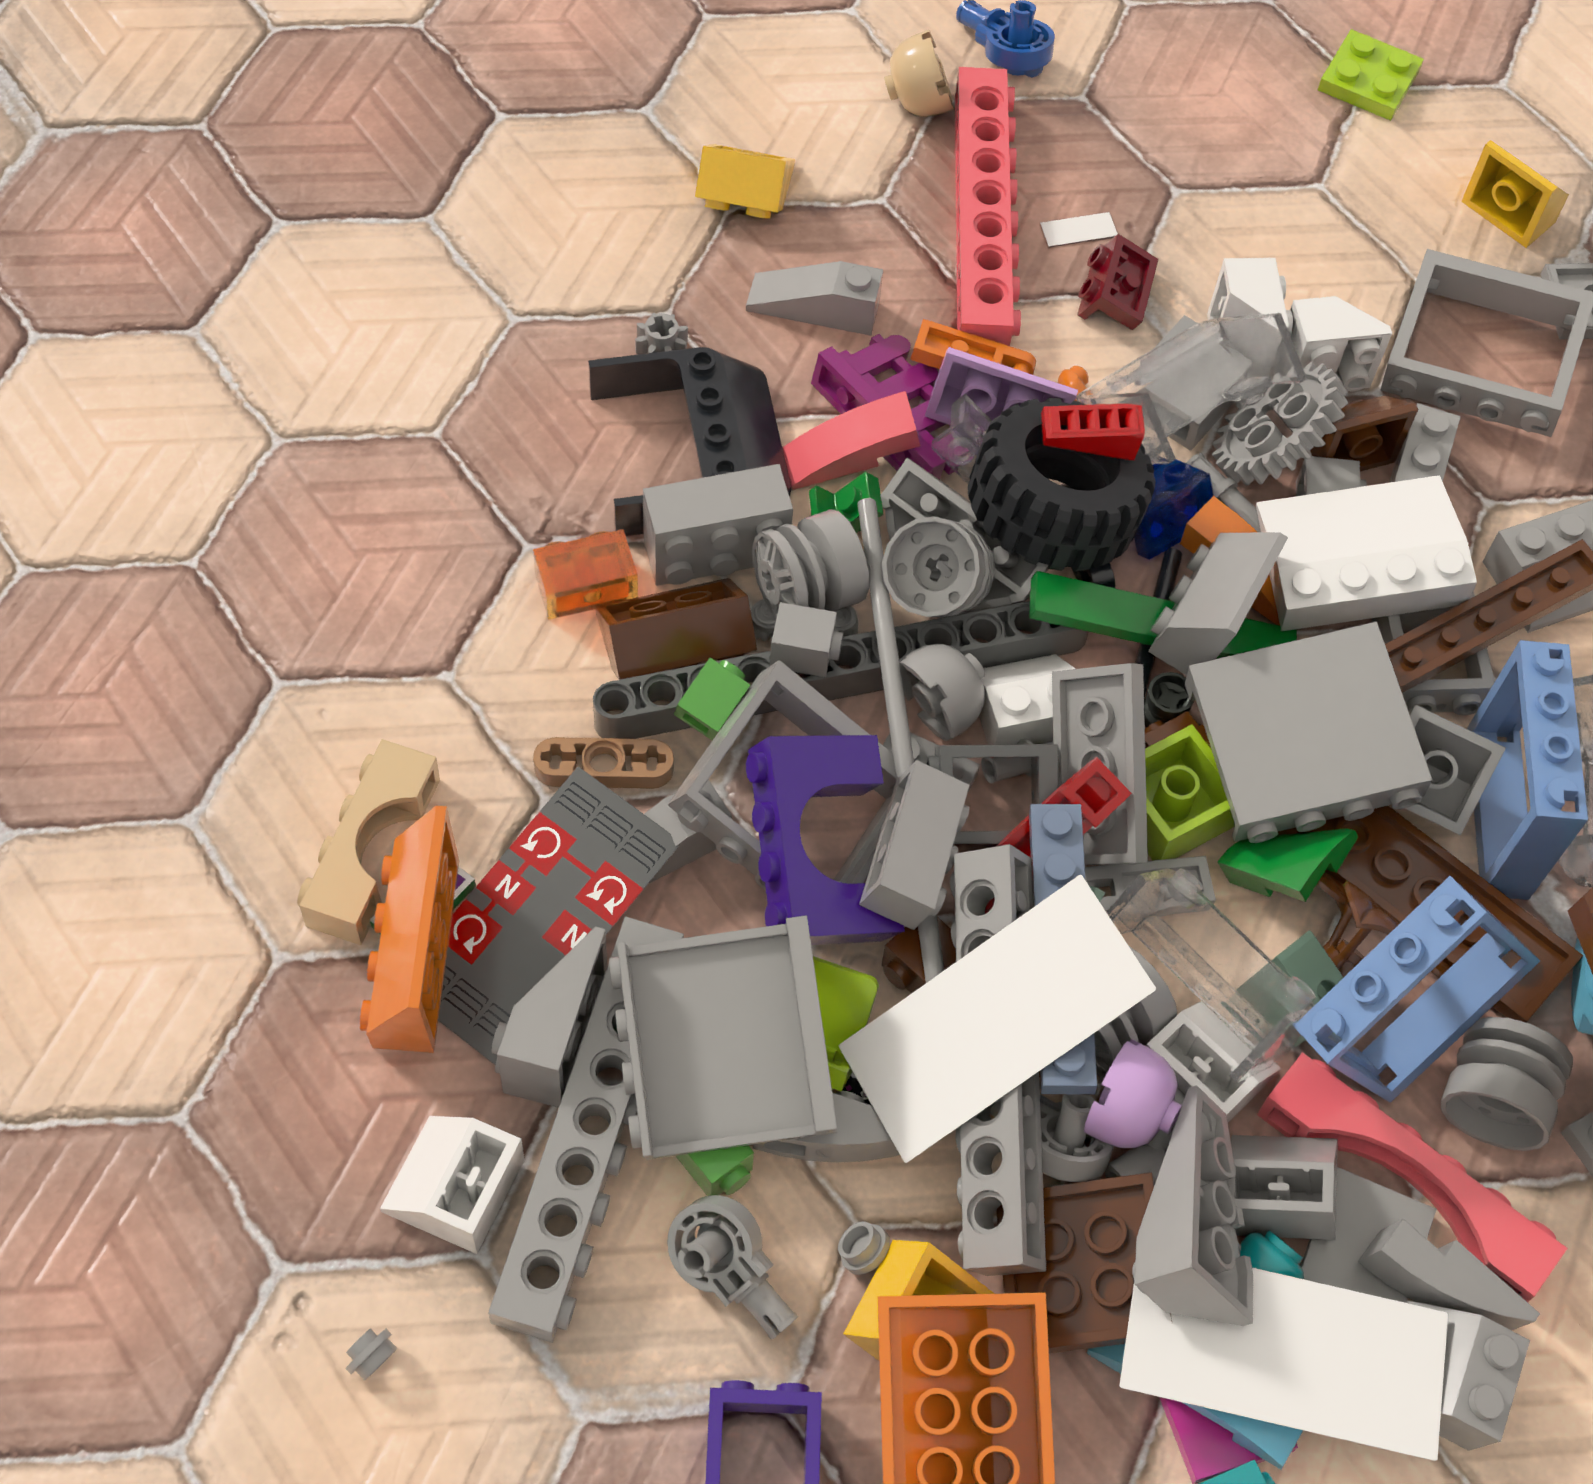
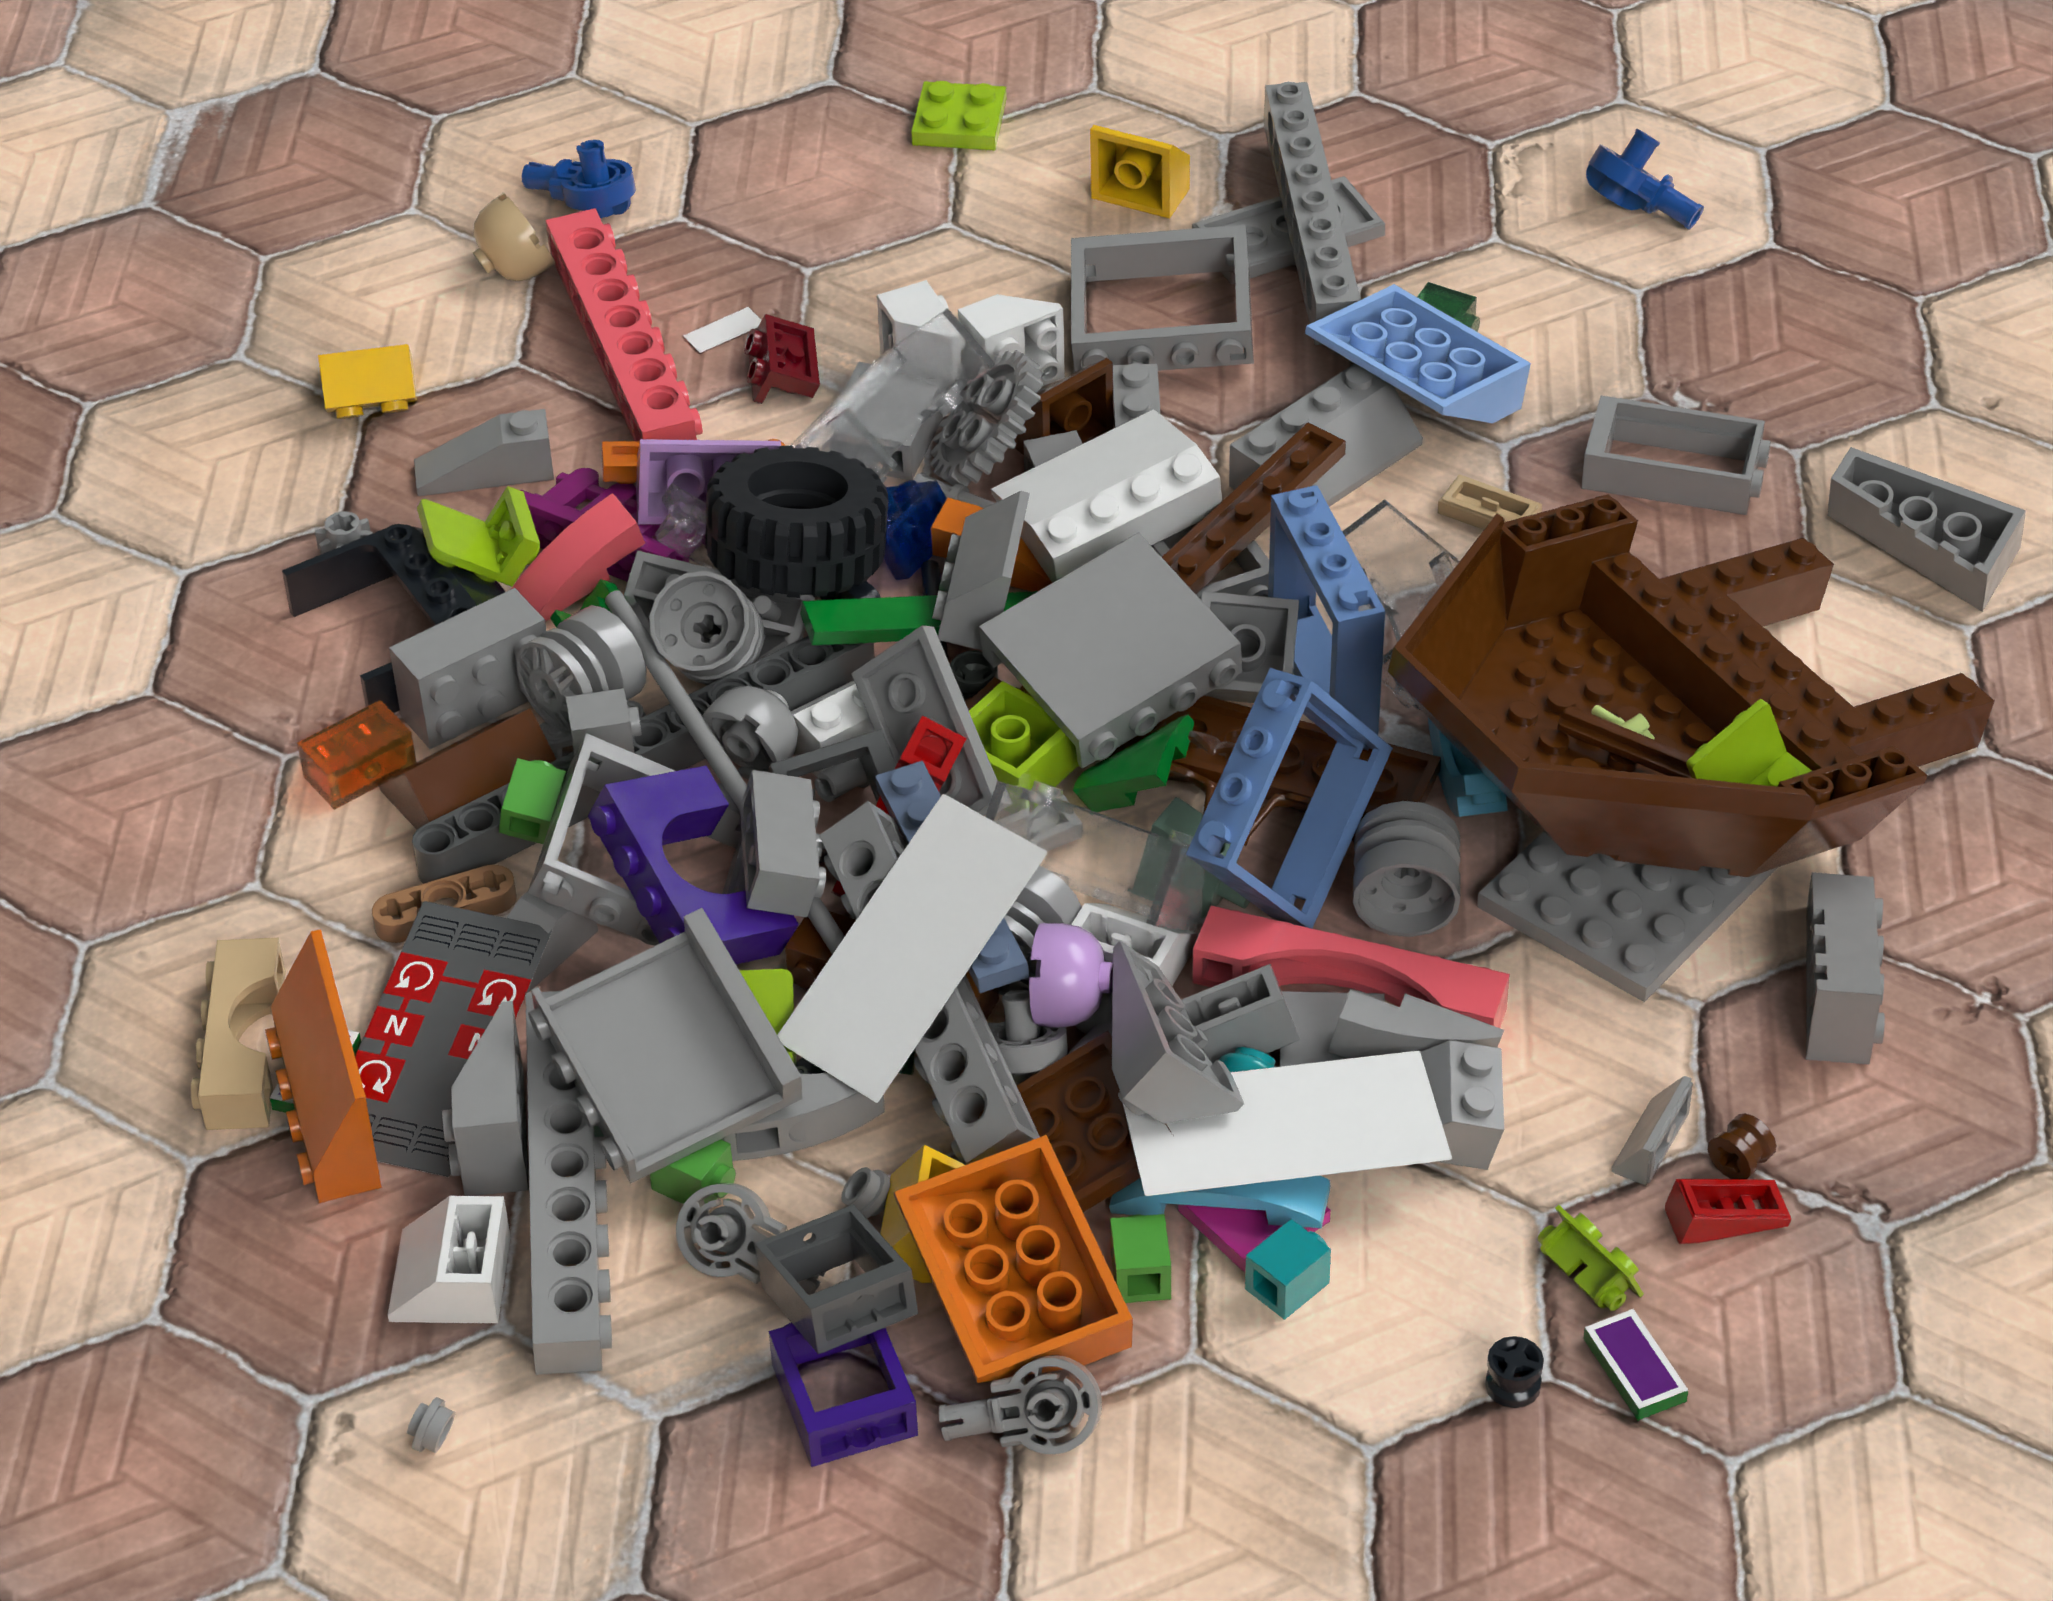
camera: 15 degrees left, 15 degrees down
(771, 392) = (489, 548): none -> lime bracket
(792, 1413) = (849, 1308): none -> dark grey window
(1095, 1431) = (1141, 1257): none -> bright green brick
(1106, 430) = (815, 455): red slope -> none

